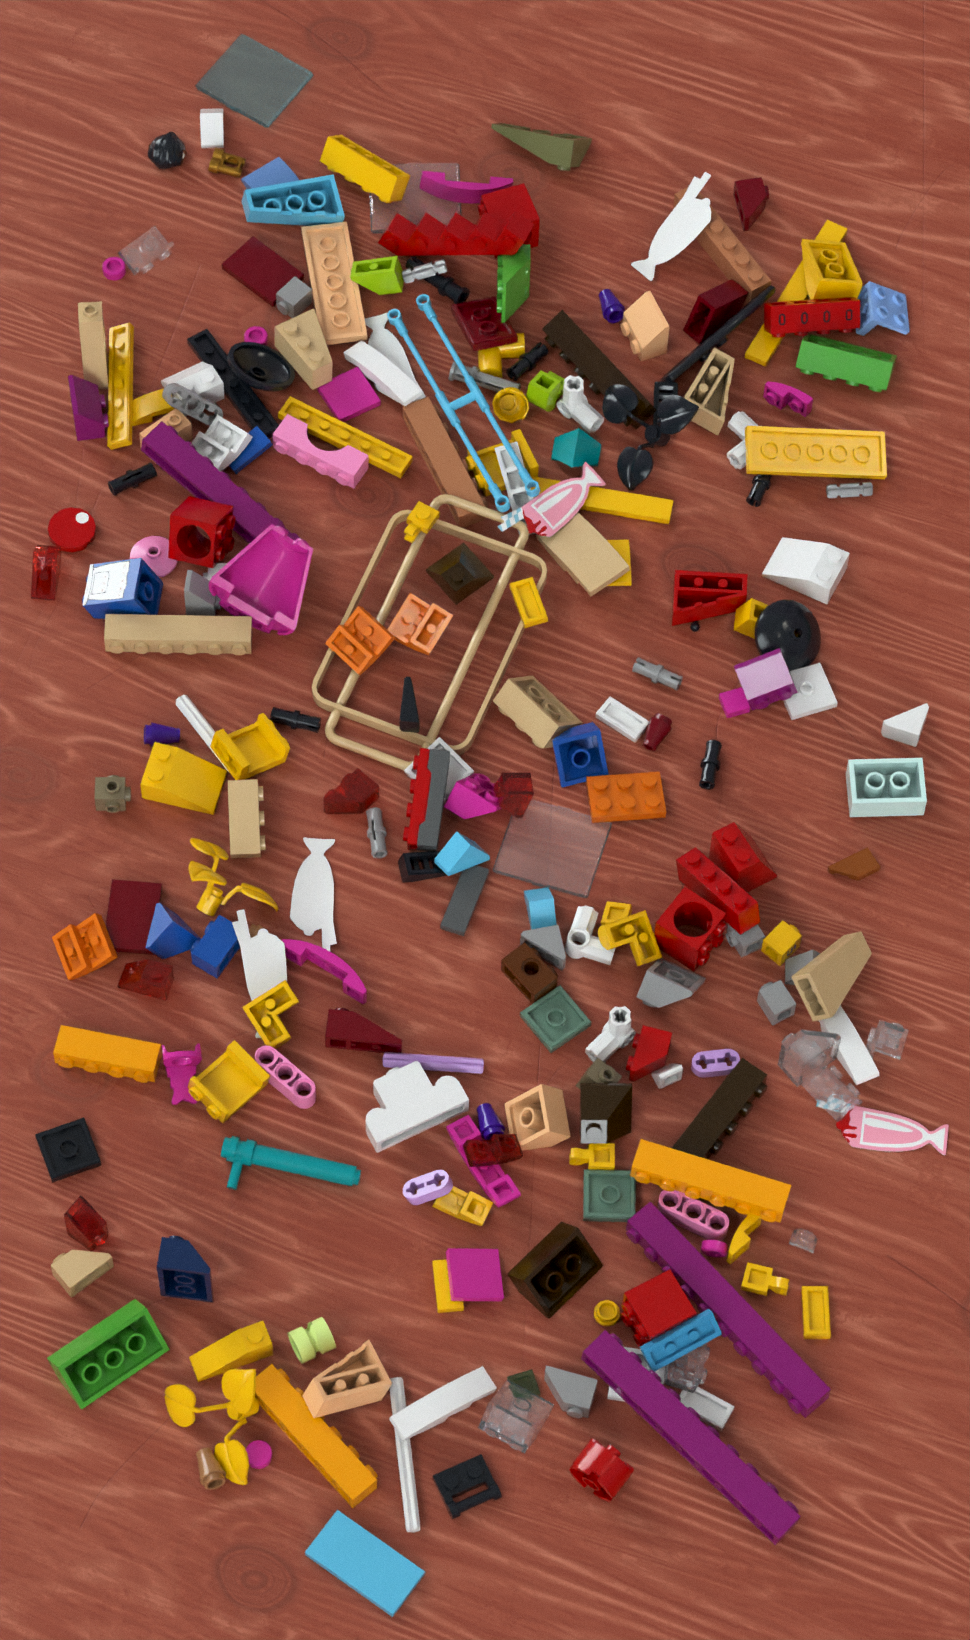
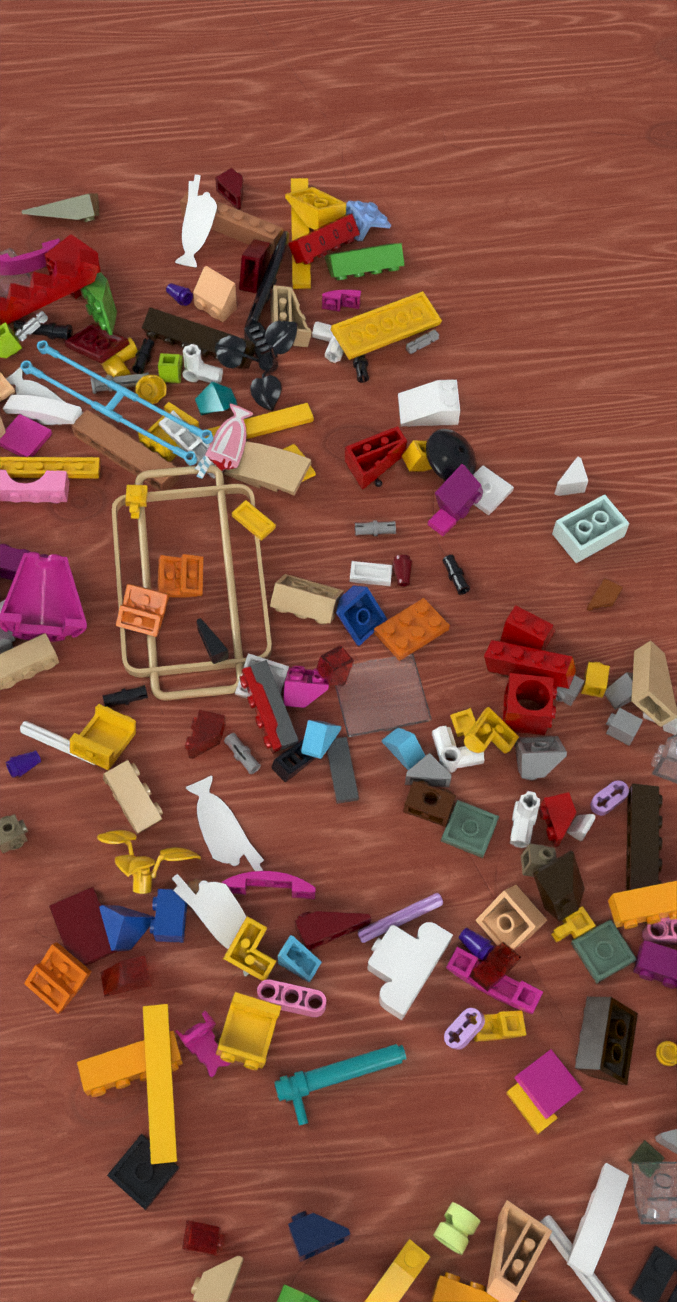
camera: 30 degrees left, 0 degrees up
(122, 1080) = (159, 1084): none -> yellow tile
(182, 779) = (61, 791): yellow slope -> none
(312, 1046) = (298, 959): none -> medium azure slope
(459, 573) = (188, 524): dark brown slope -> none

